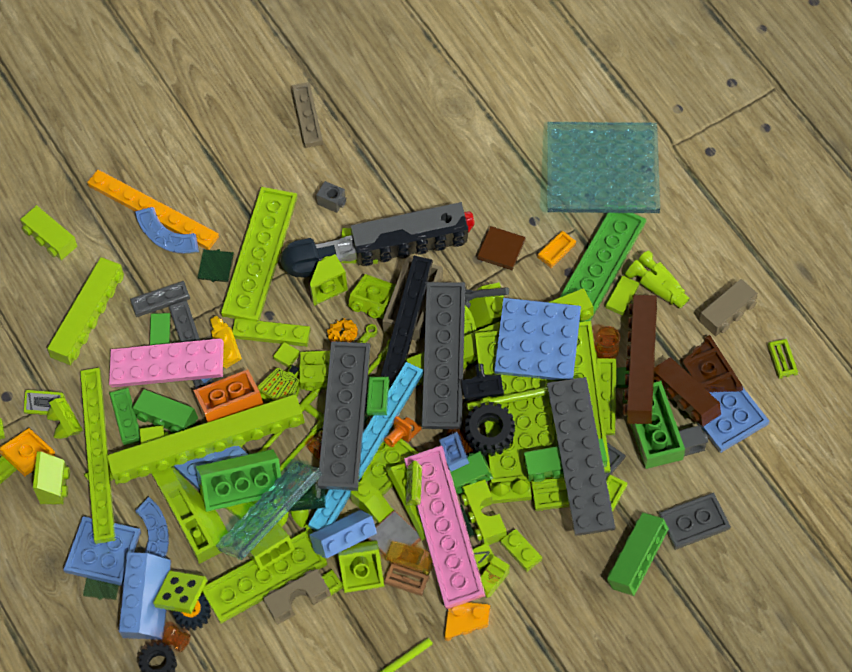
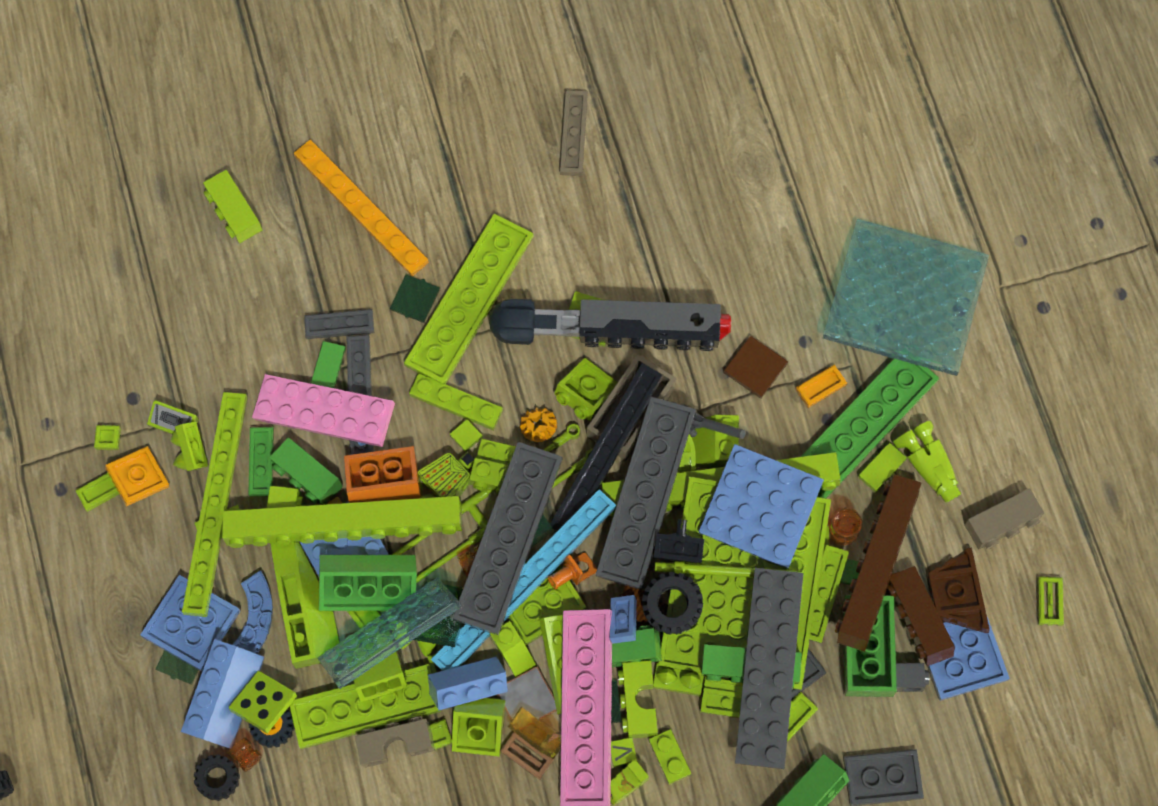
camera: 15 degrees right, 10 degrees up
(50, 479) = (153, 519): lime slope -> none
(86, 311) = (249, 318): lime brick -> none
(162, 236) = (363, 246): medium blue tile -> none
(230, 349) = (400, 393): yellow hinge -> none
(328, 280) = (537, 356): lime slope -> none
(330, 190) = (572, 239): dark grey brick -> none
(378, 396) = (554, 524): bright green tile -> none
(414, 483) = (565, 647): lime slope -> none

